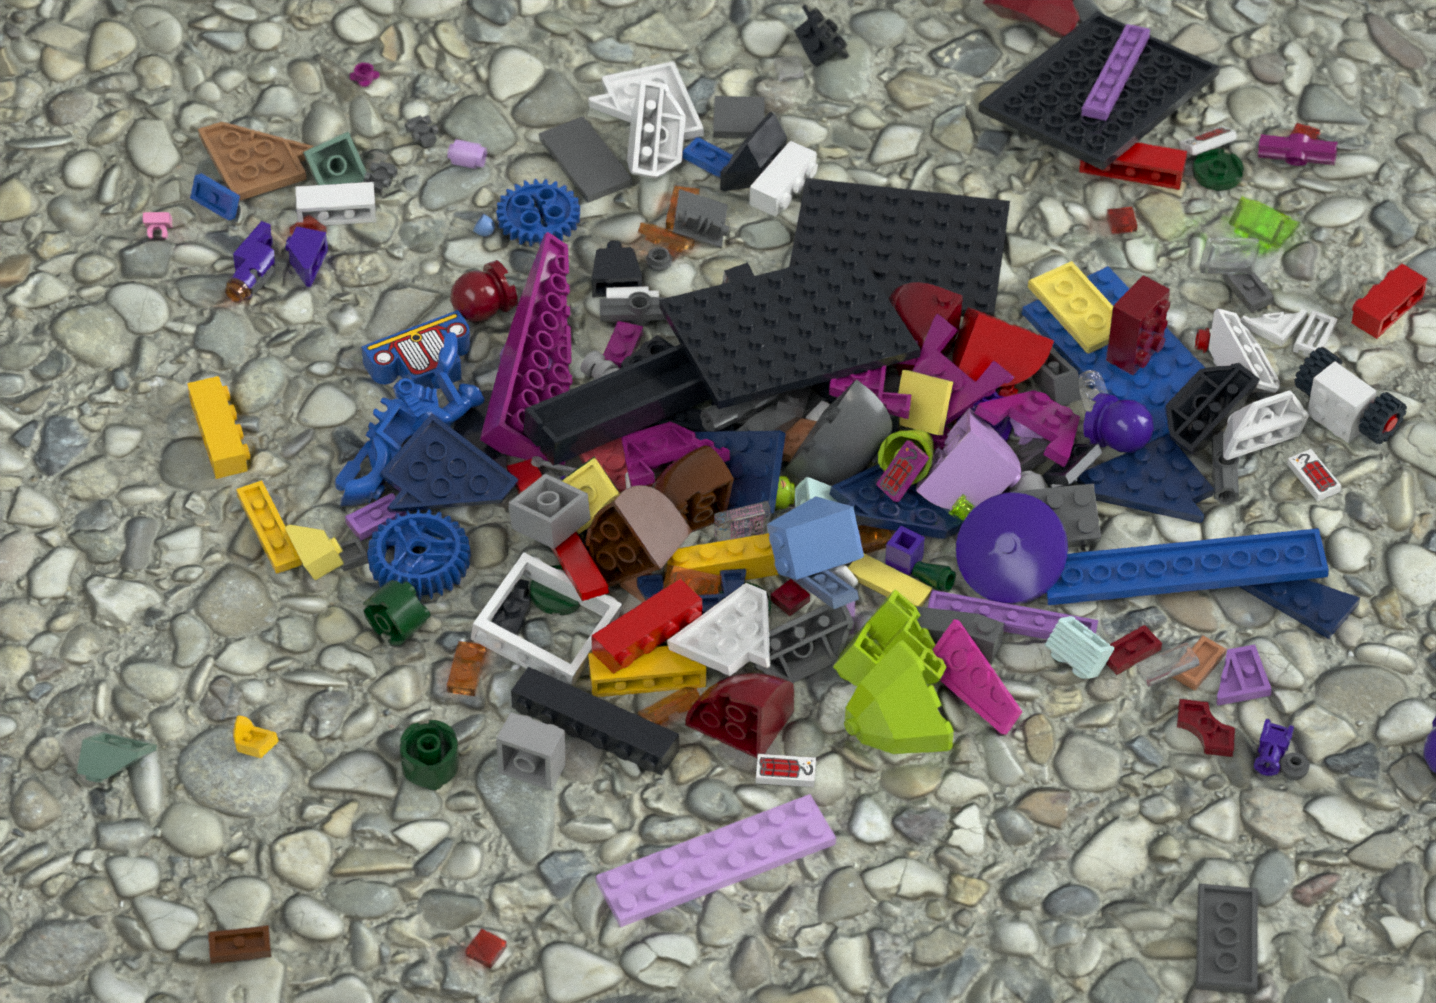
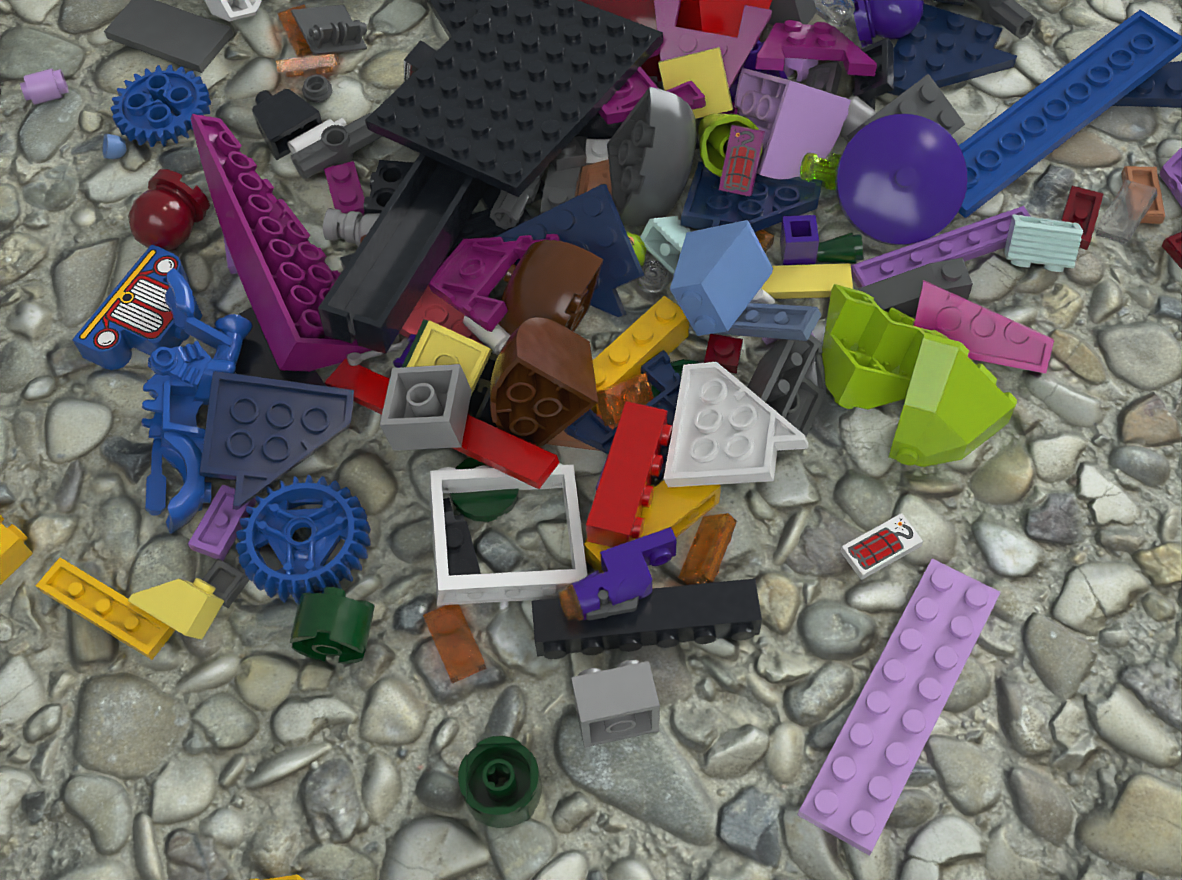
camera: 30 degrees left, 10 degrees up
(591, 682) = (623, 578): none -> dark purple plate
(742, 522) = (627, 305): clear tile -> none
(744, 711) = (798, 511): dark red brick -> none

